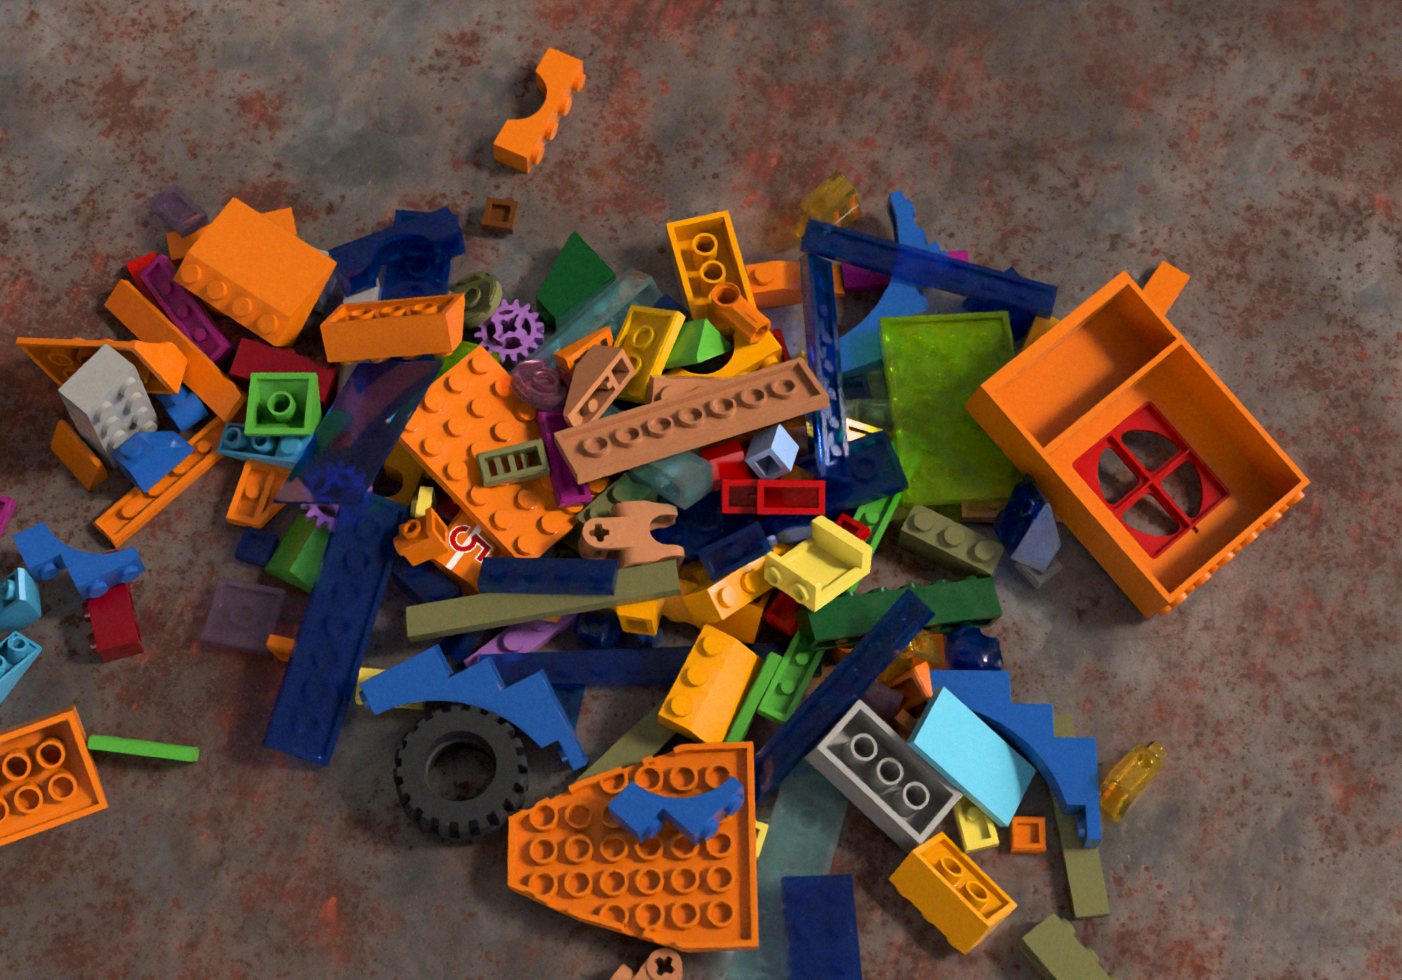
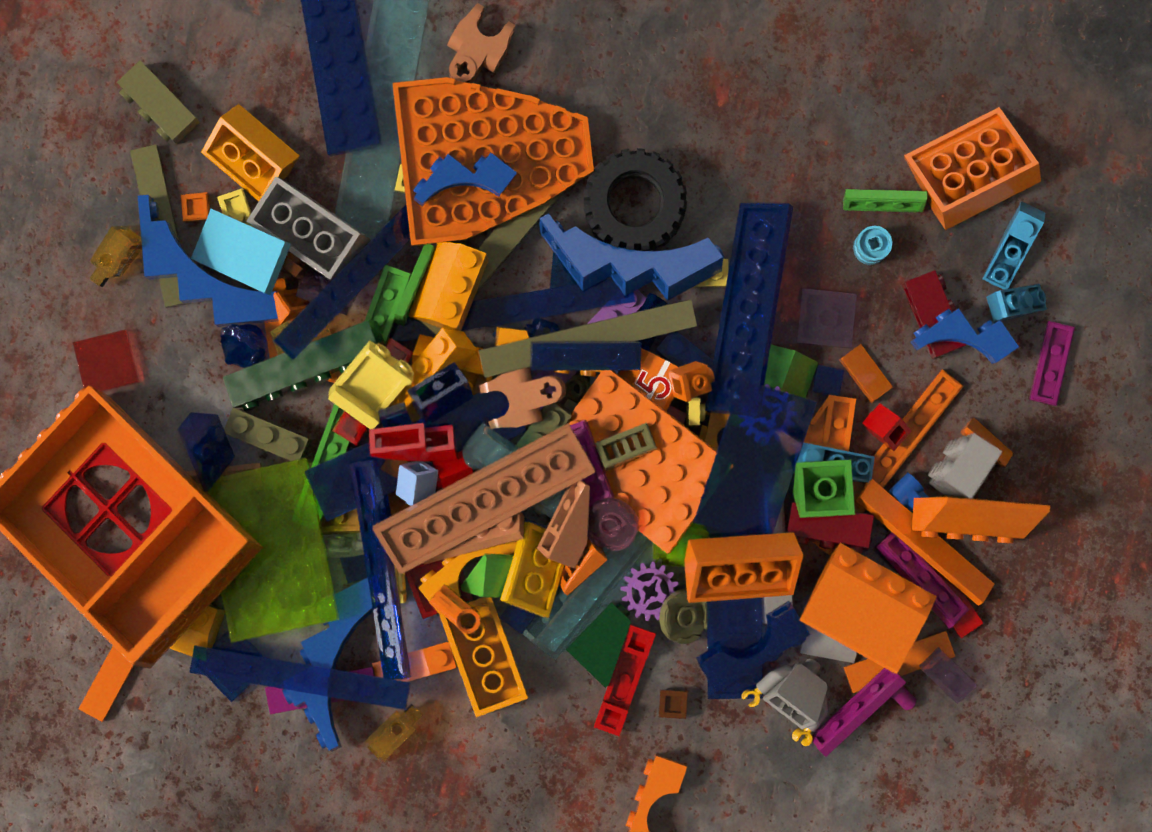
camera: 175 degrees right, 20 degrees up
(150, 456) = (925, 443): blue slope -> none
(169, 692) = (872, 245): none -> medium azure wheel
(195, 480) = (886, 427): none -> red brick
(208, 549) = (866, 373): none -> orange slope
(280, 646) = (790, 292): orange tile -> none
(292, 181) = (861, 707): none -> magenta piece
(358, 206) = (795, 694): none -> light grey torso
(567, 217) = (624, 680): none -> red slope
(1148, 656) = (106, 361): none -> clear red tile

